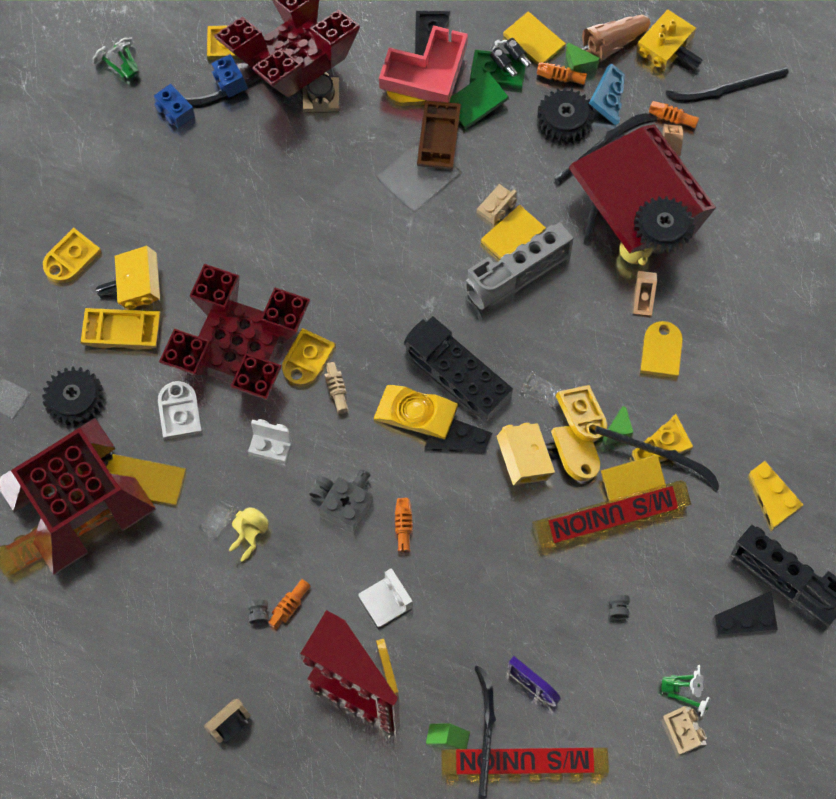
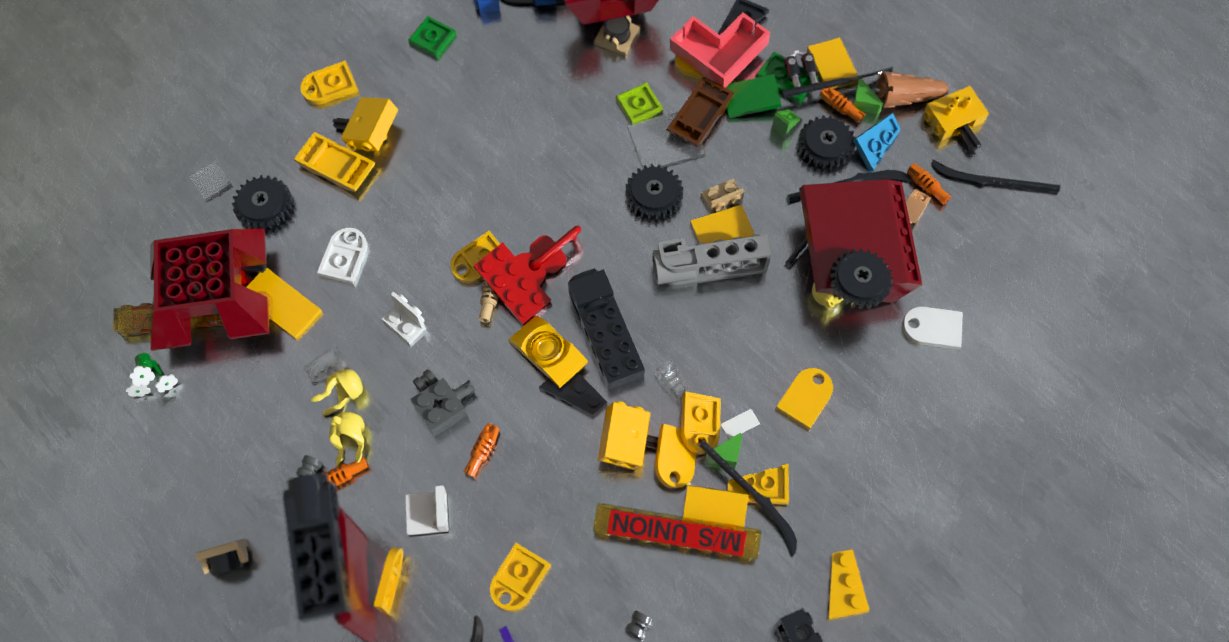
camera: 25 degrees right, 0 degrees up
(61, 599) = (142, 375): none -> white plant
(144, 169) = (432, 36): none -> green tile
(268, 329) = (427, 192): dark red slope -> none
(271, 557) = (350, 425): none -> light yellow hair
(339, 651) = (316, 547): none -> black brick
(356, 357) = (519, 277): none -> red plate
(376, 151) = (639, 103): none -> lime tile
(447, 227) = (654, 191): none -> black gear
(495, 617) = (519, 577): none -> yellow tile
(519, 112) = (785, 122): none -> bright green slope
(542, 59) = (827, 84): none -> black piece
(616, 399) = (740, 423): none -> white sticker
(645, 293) = (817, 336): light nougat slope -> none
(741, 241) = (935, 327): none -> white tile

